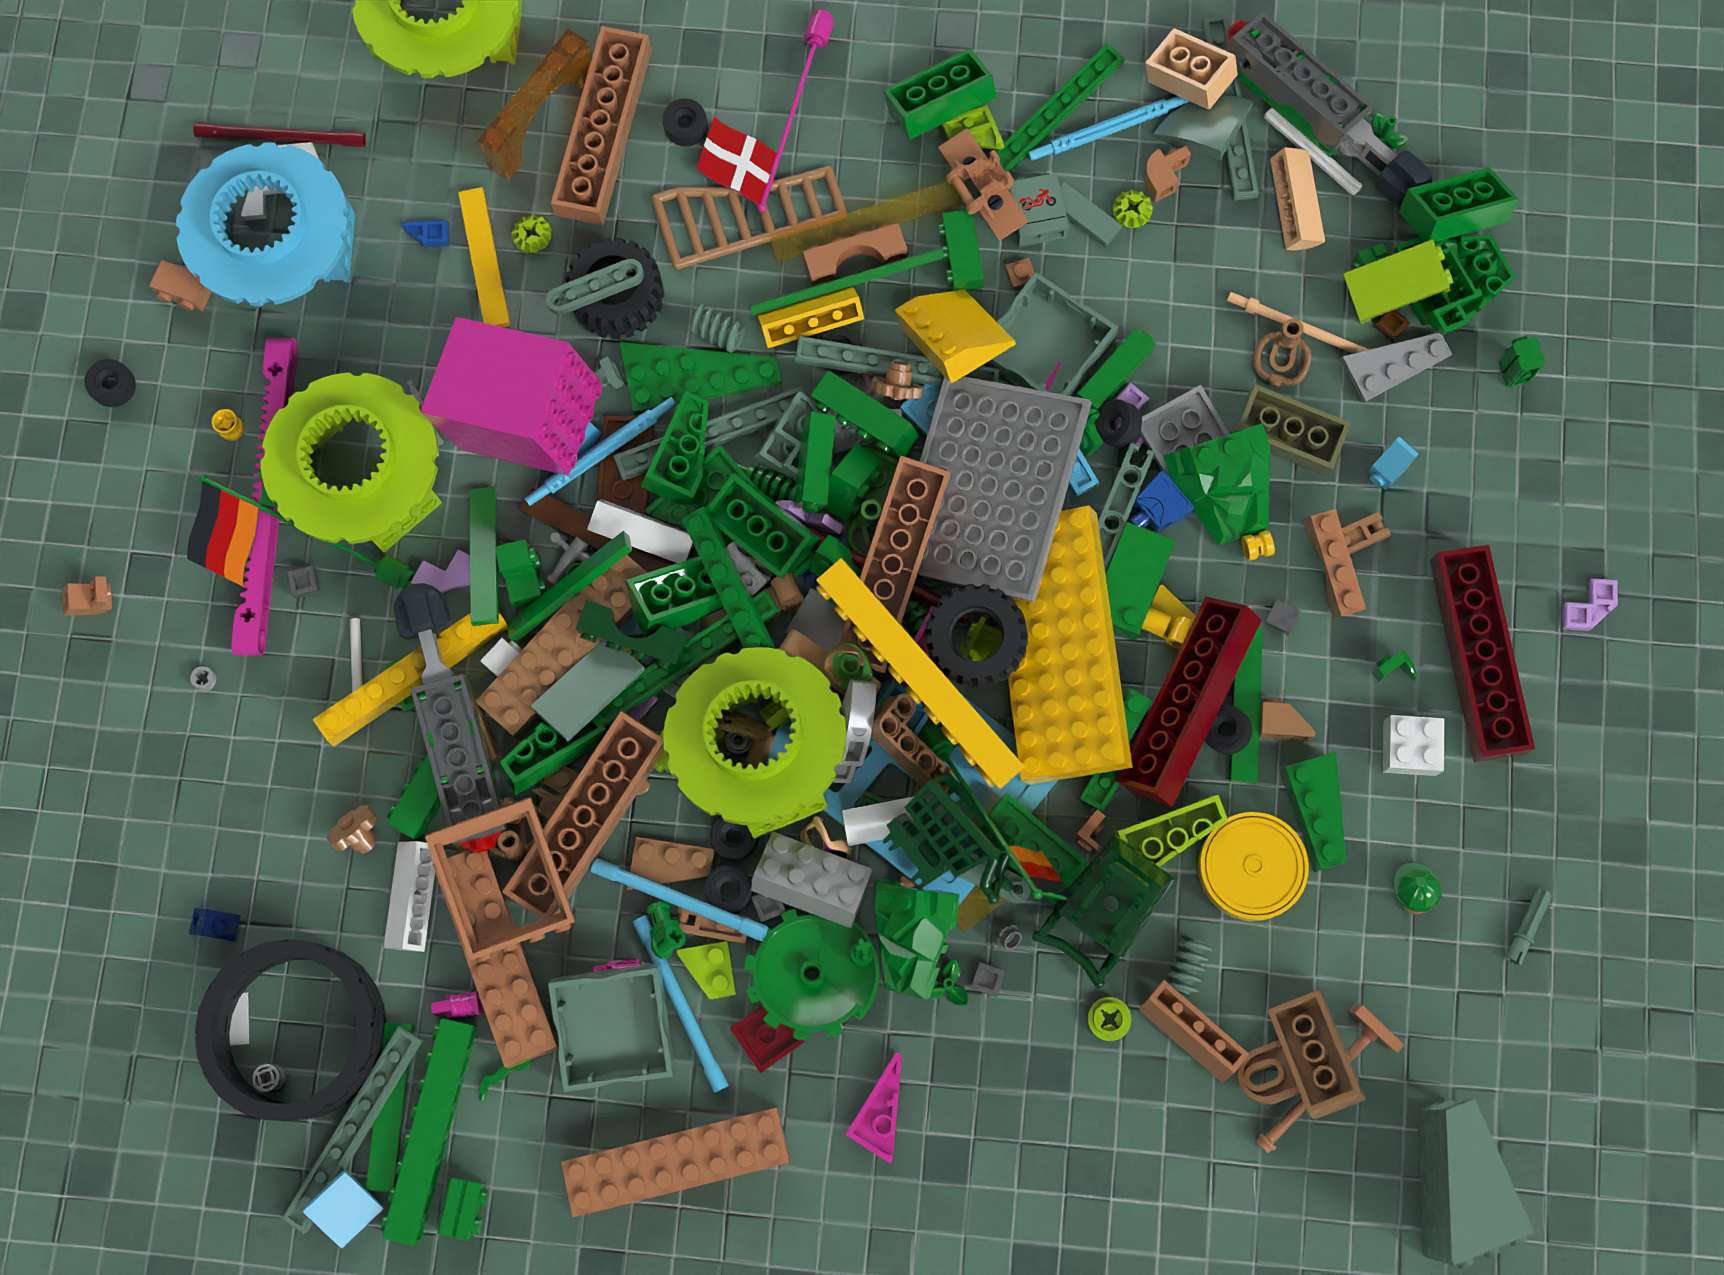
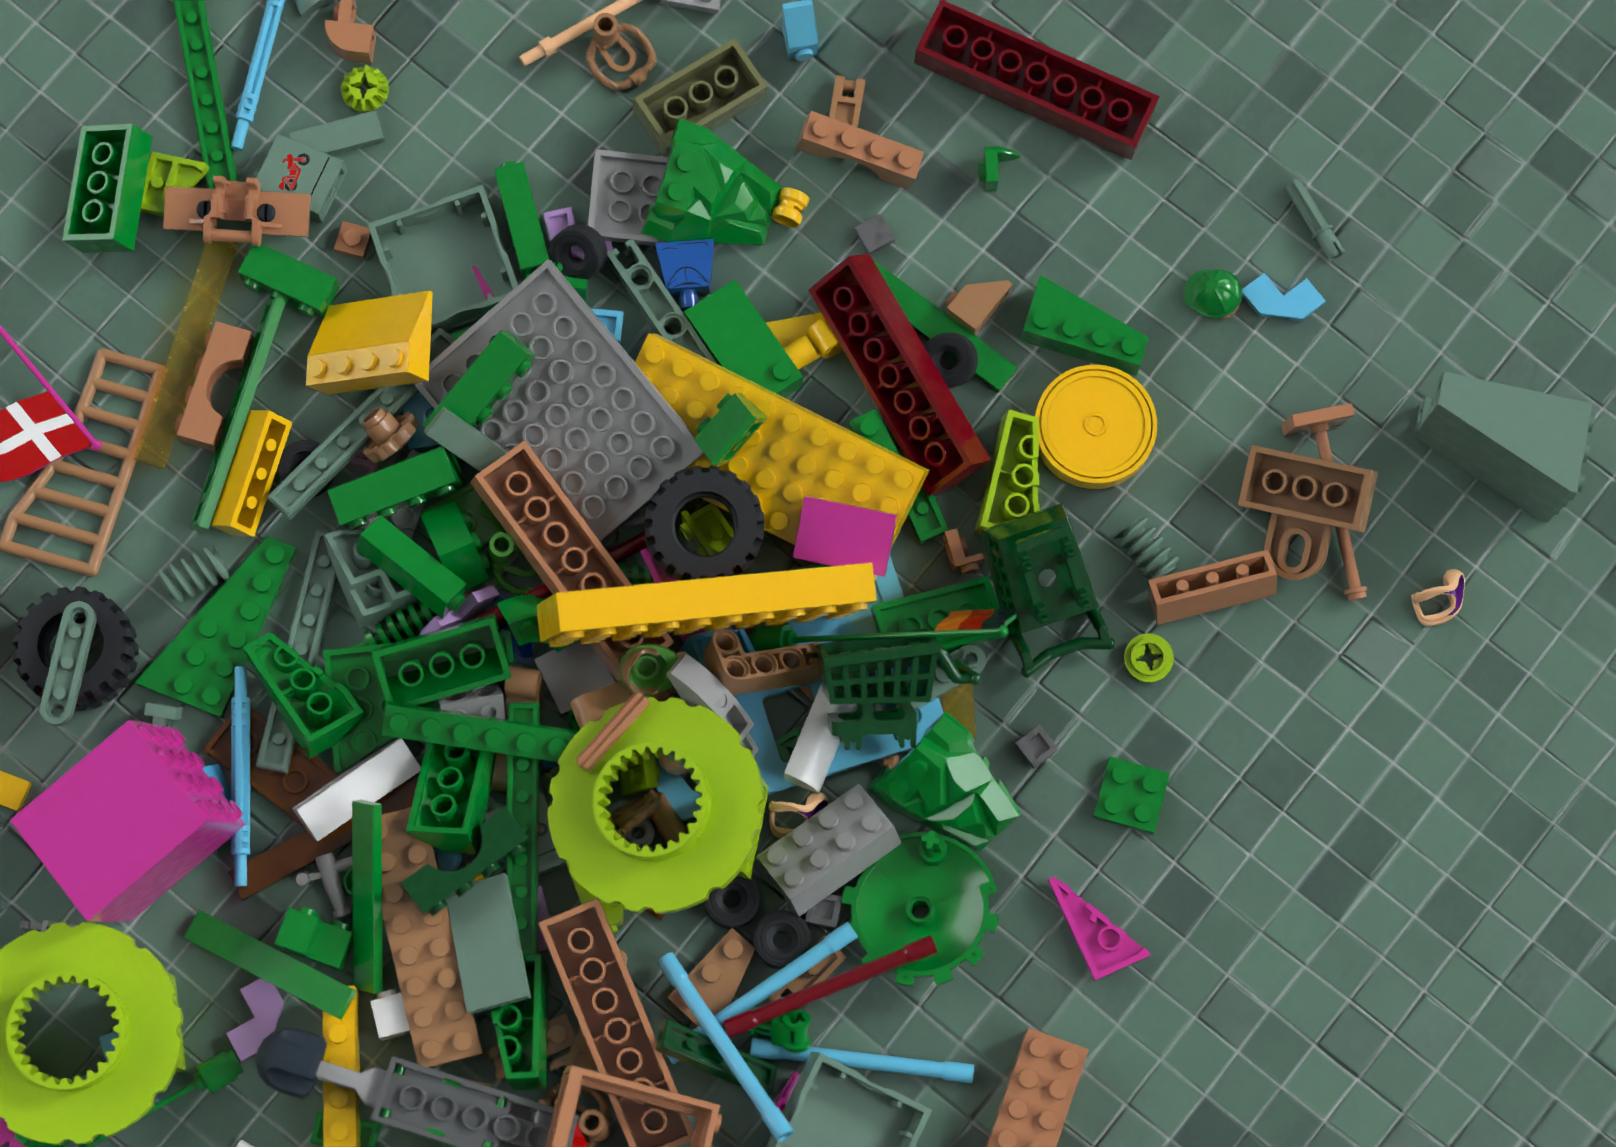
camera: 65 degrees left, 0 degrees up
(591, 960) = (770, 1113): none -> medium azure piece
(612, 899) = (701, 1053): none -> dark green tile
(655, 905) = (752, 1018): none -> dark red piece
(711, 968) = (849, 1010): lime wing -> none
(761, 1042) = (952, 1003): dark red plate -> none
(786, 670) = (612, 731): none -> nougat axle
(924, 433) = (463, 440): none -> sand green tile
(957, 995) = (1029, 786): green plant -> none
(967, 420) = (487, 380): none -> green brick
(999, 1072) = (1131, 795): none -> green plate
(1009, 937) = (1009, 699): flat silver plate -> none
(1040, 739) = (844, 534): none -> dark pink tile
(1057, 605) = (729, 428): none -> green slope
(1321, 1217) = (1453, 587): none -> light nougat piece
(1413, 745) = (1080, 202): white brick -> none
(1441, 933) = (1270, 302): none -> medium azure tile

